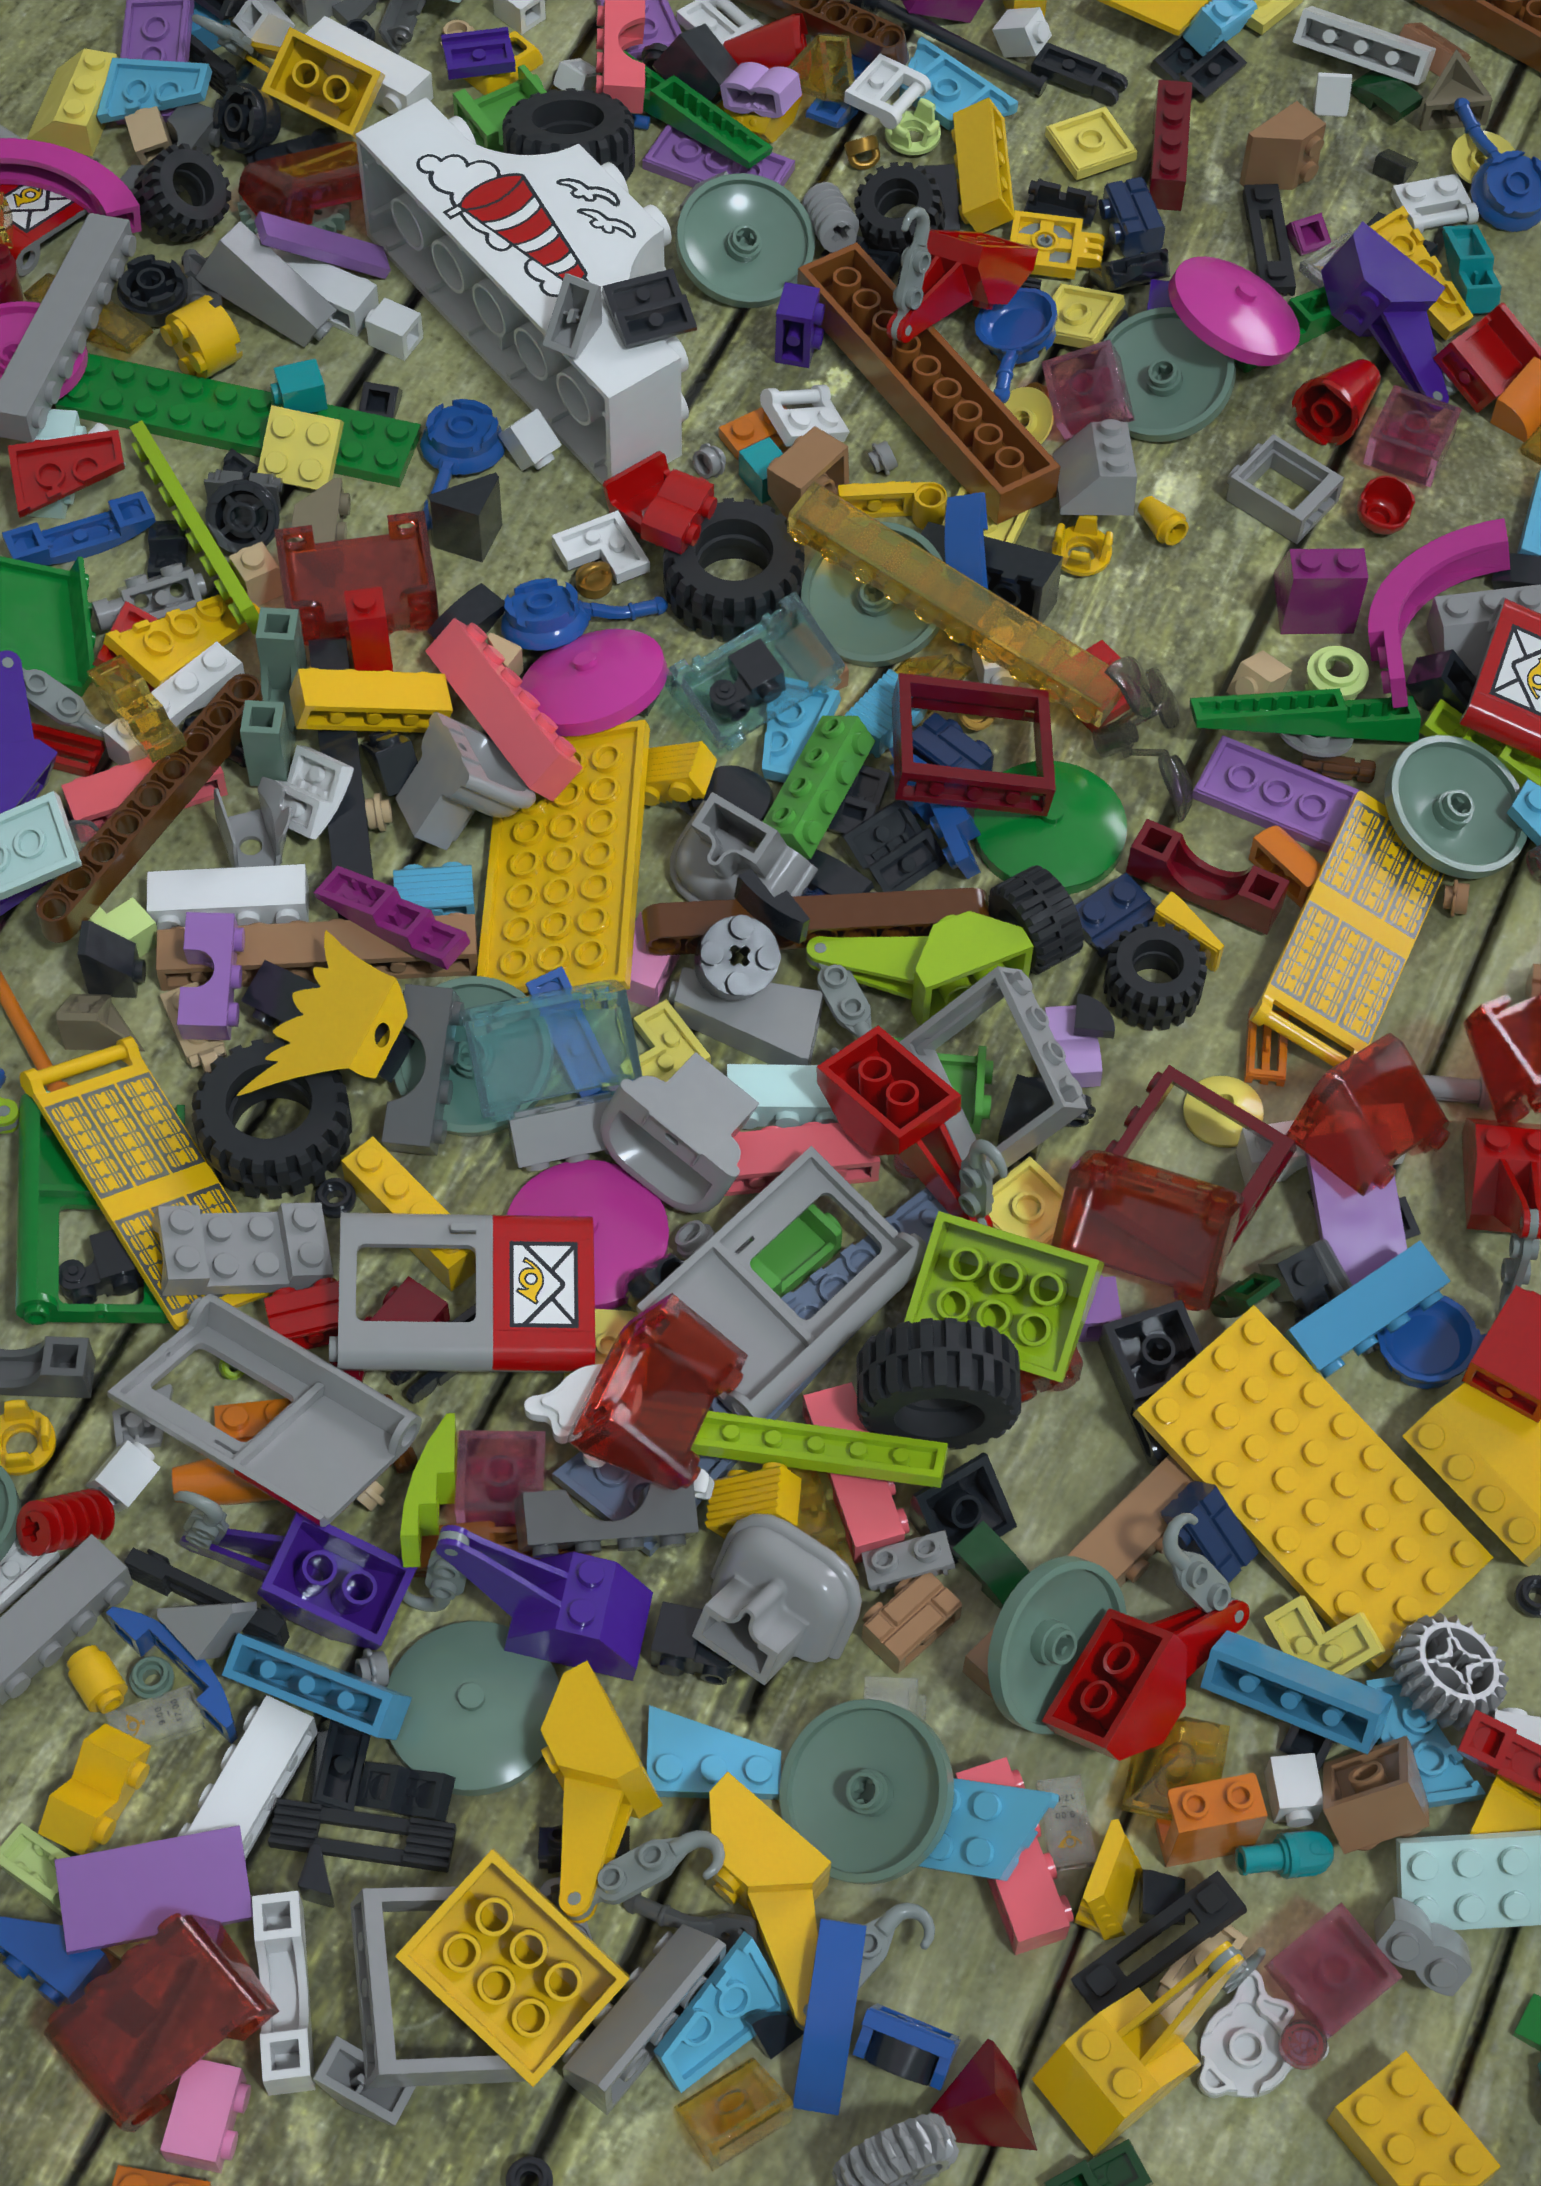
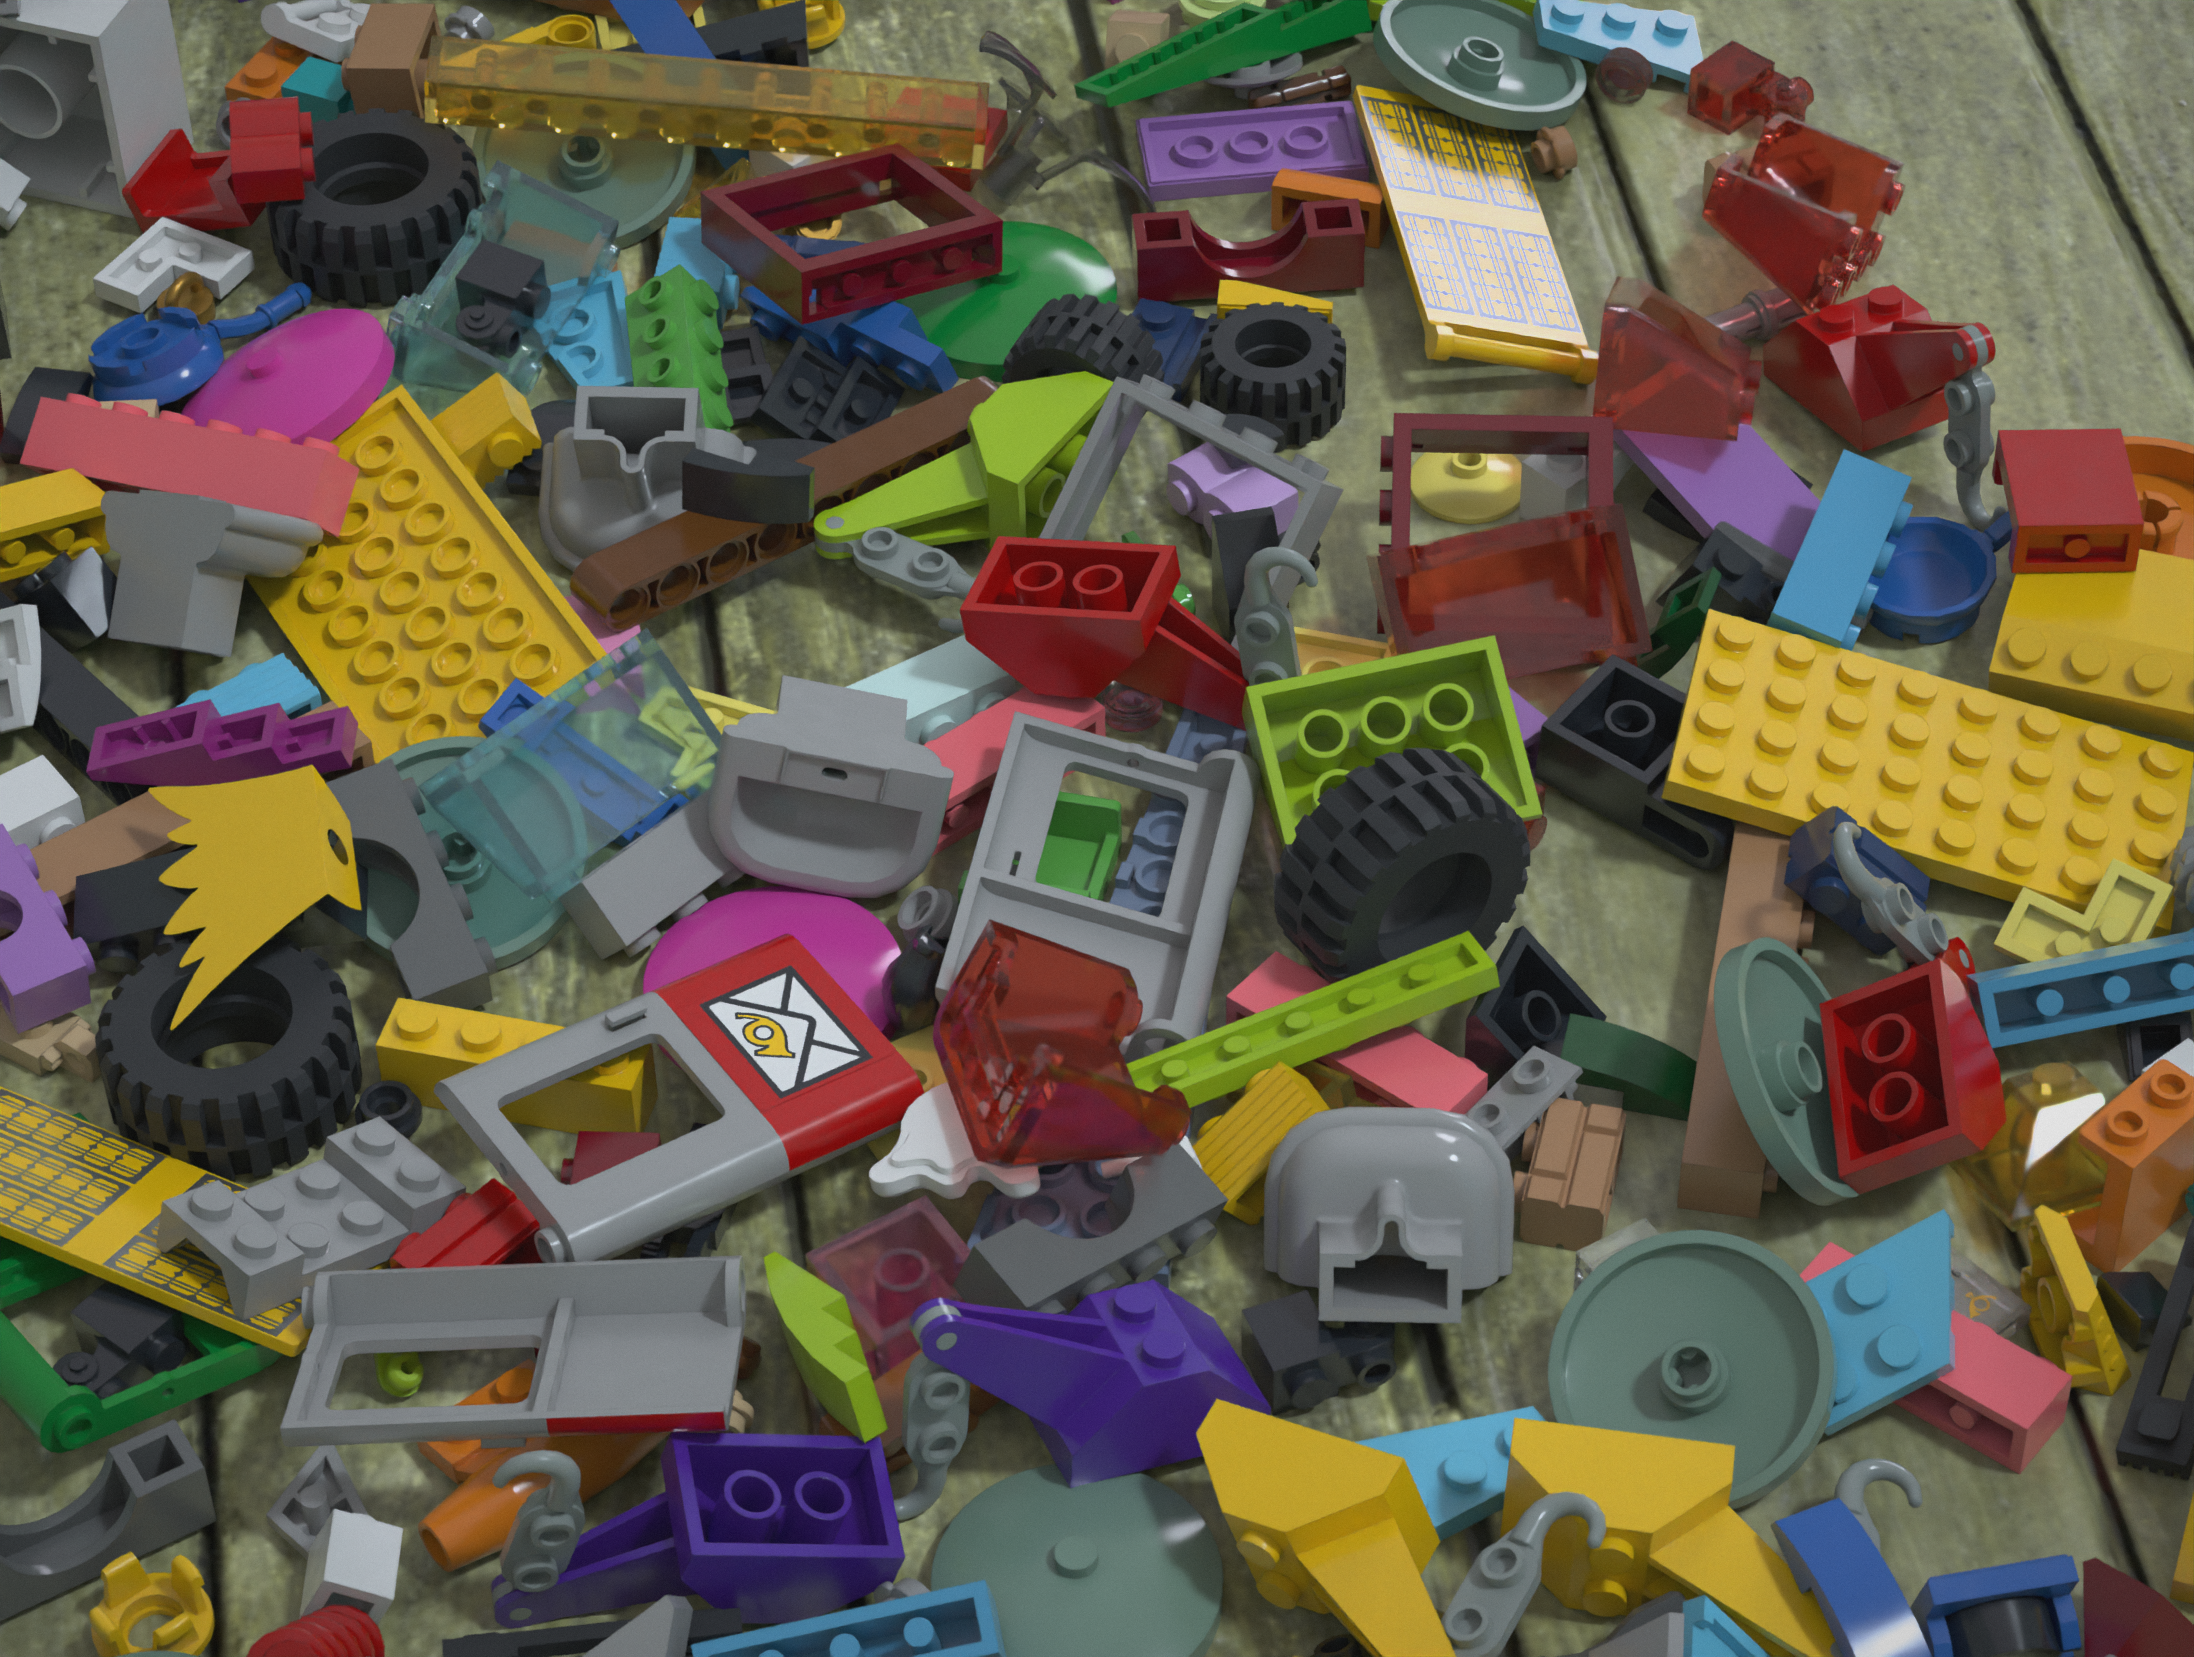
camera: 30 degrees left, 15 degrees down
(378, 812) = (98, 660): tan plate -> none
(733, 935) = (746, 562): brick -> none
(773, 1025) = (816, 634): light grey slope -> none
(1265, 1074) = (1452, 394): orange tile -> none

